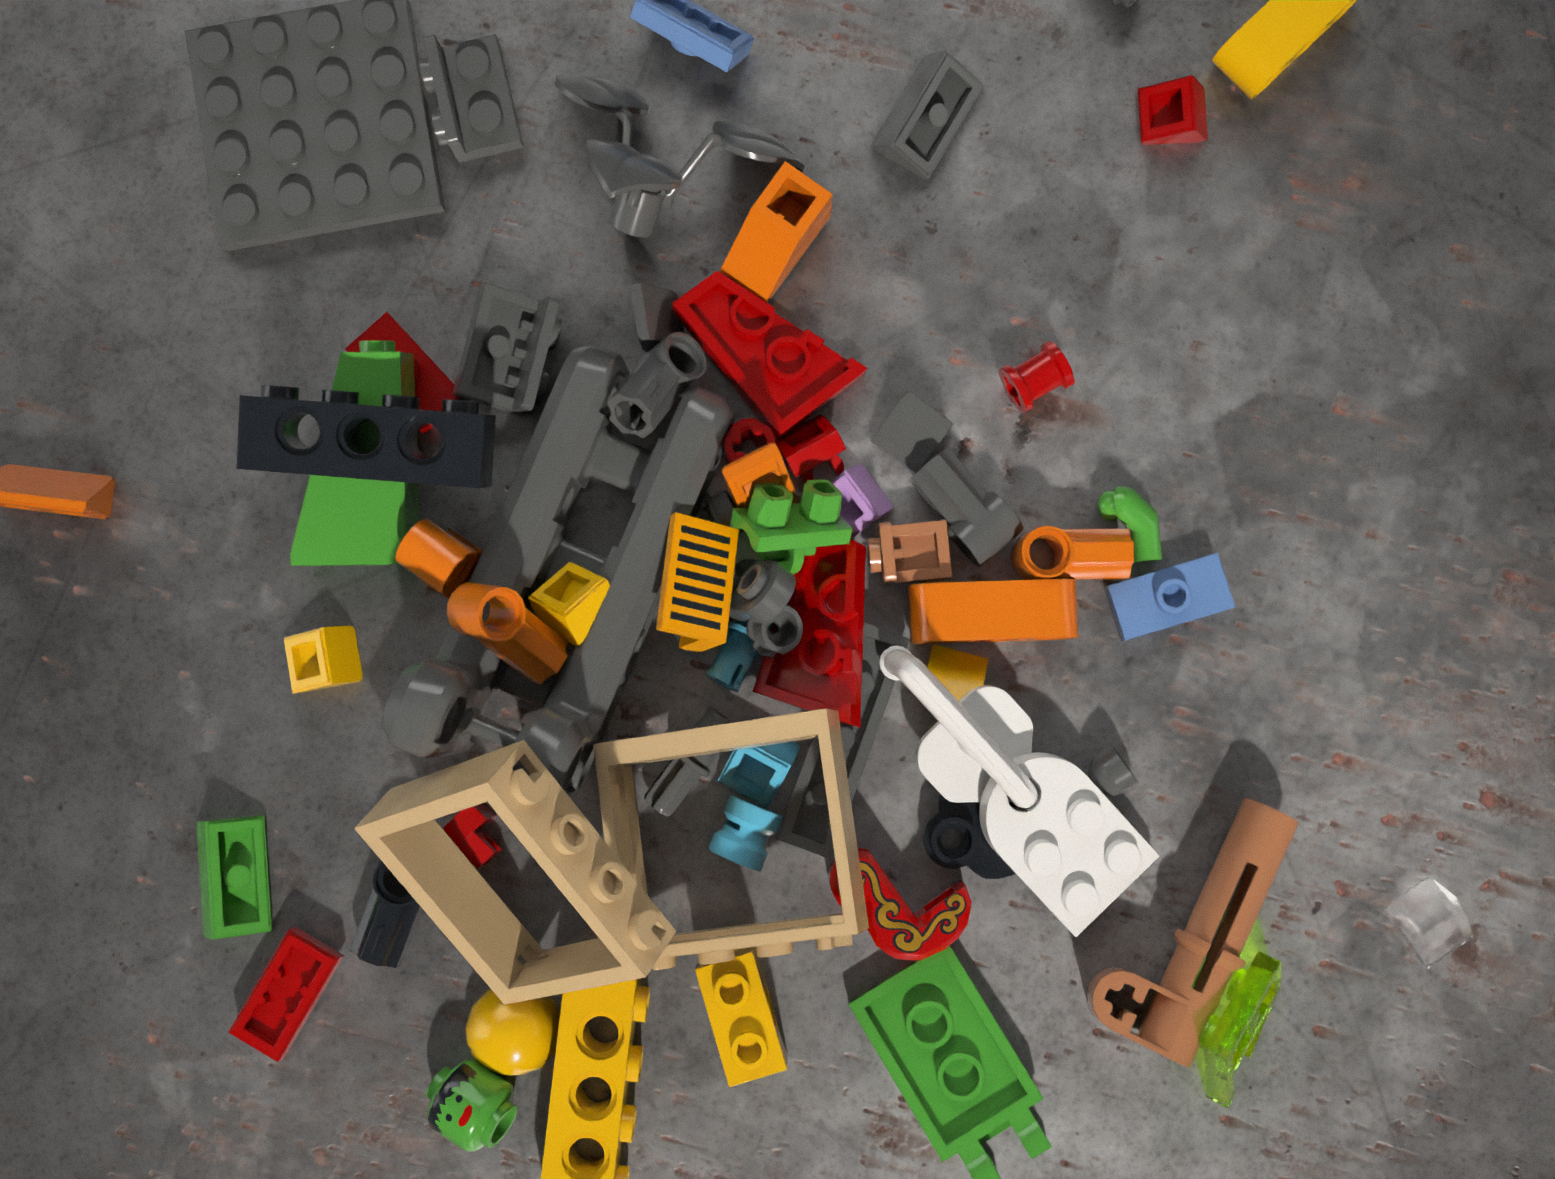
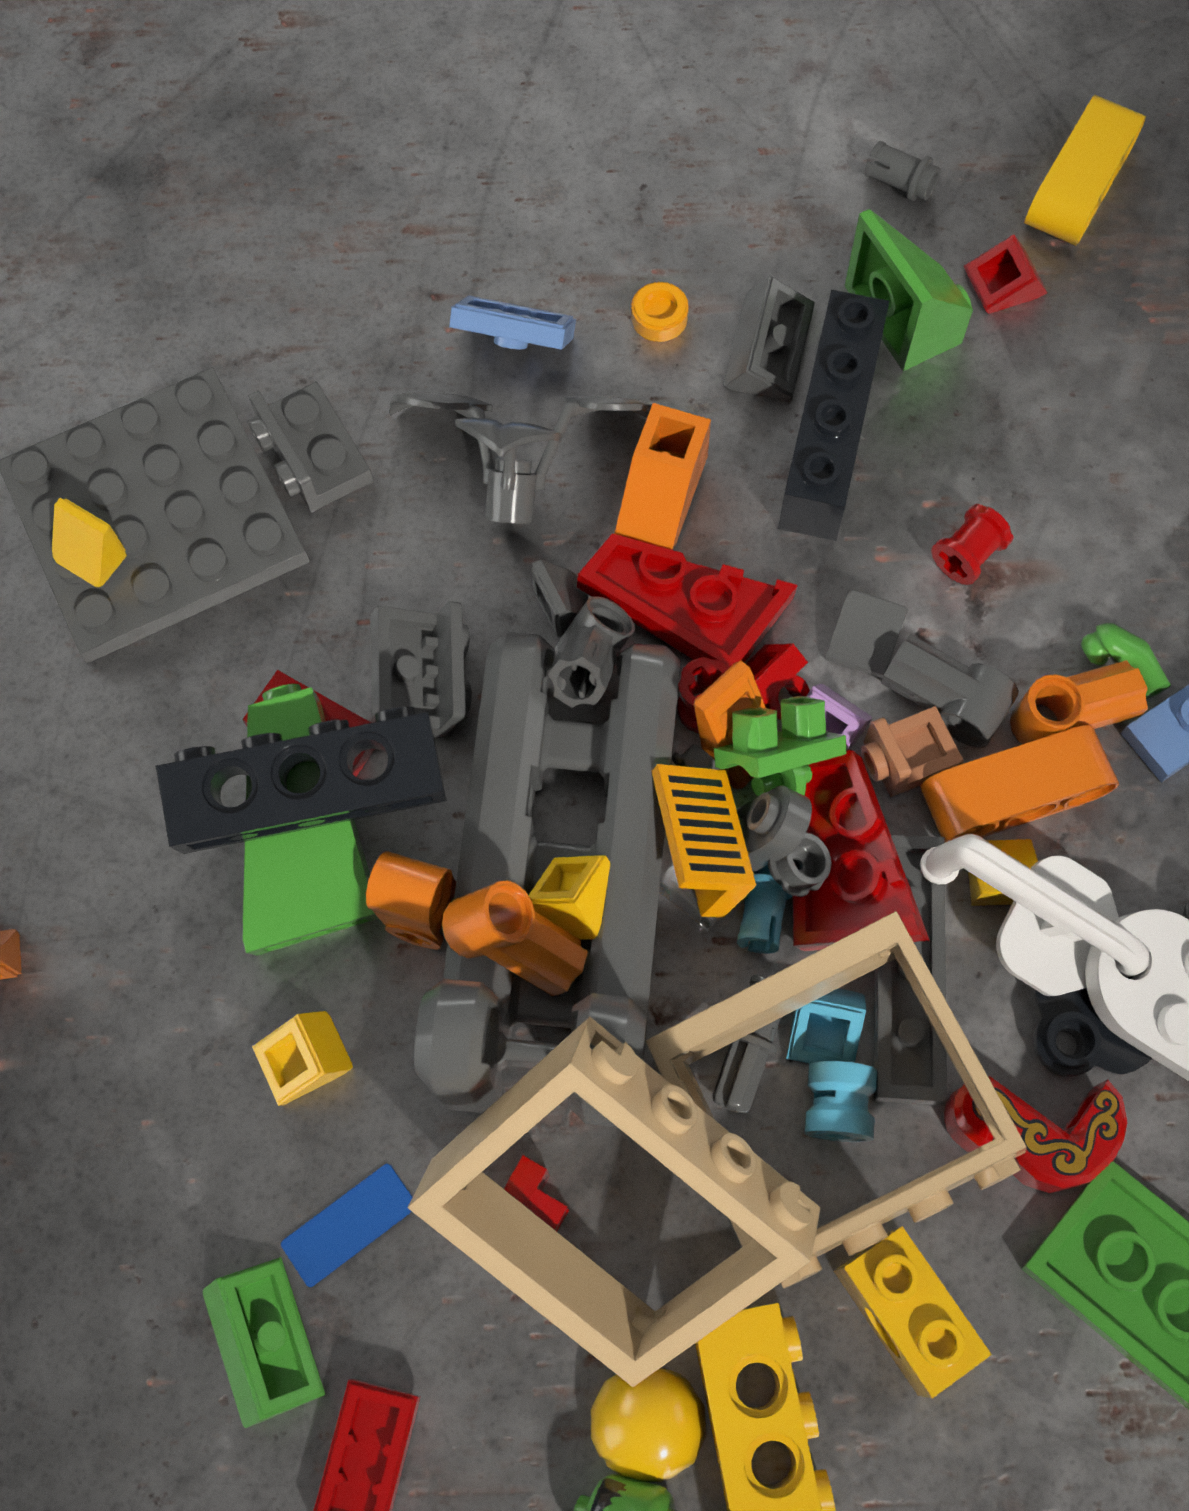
camera: 20 degrees left, 15 degrees down
(241, 146) = (85, 543): none -> yellow slope
(324, 805) = (348, 1225): none -> blue sticker
(386, 921) = (462, 1329): black piece -> none
(835, 52) = (659, 311): none -> light orange tile
(956, 210) = (833, 415): none -> black brick
(1066, 110) = (925, 305): none -> bright green slope

